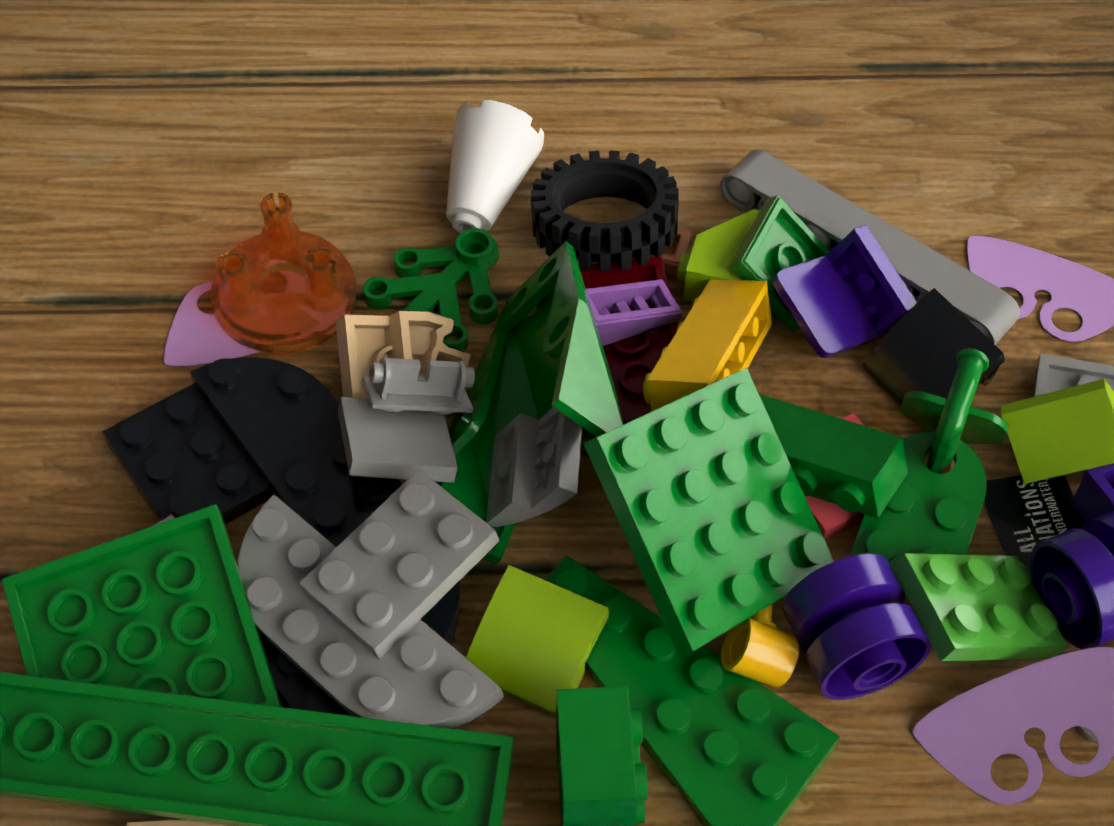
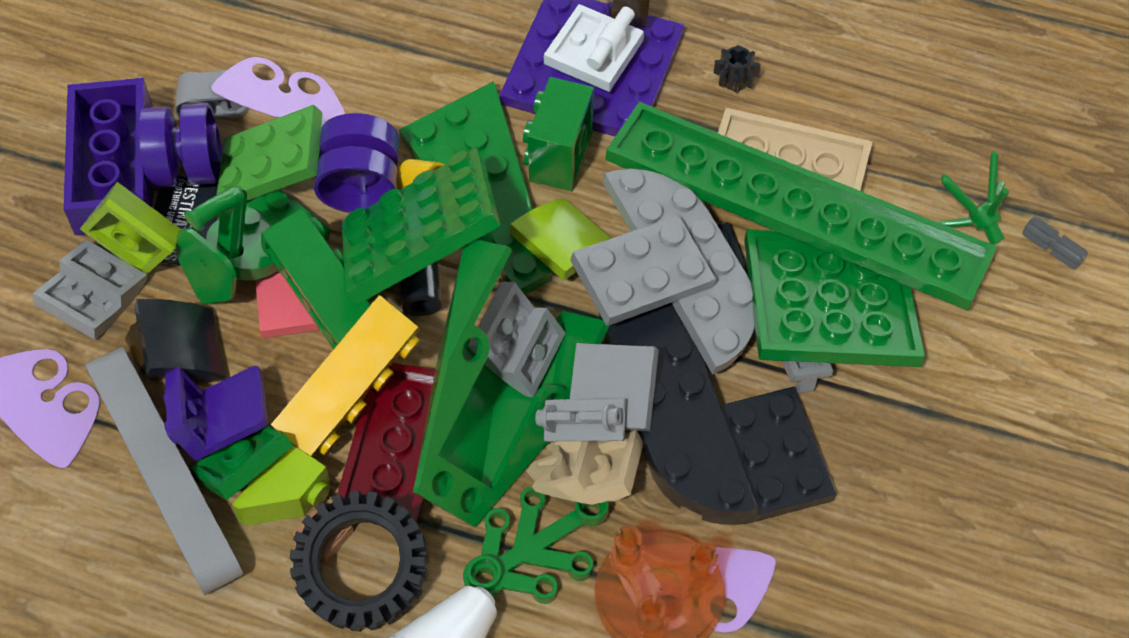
camera: 160 degrees left, 5 degrees up
(628, 323) = (391, 436): medium lavender slope -> none

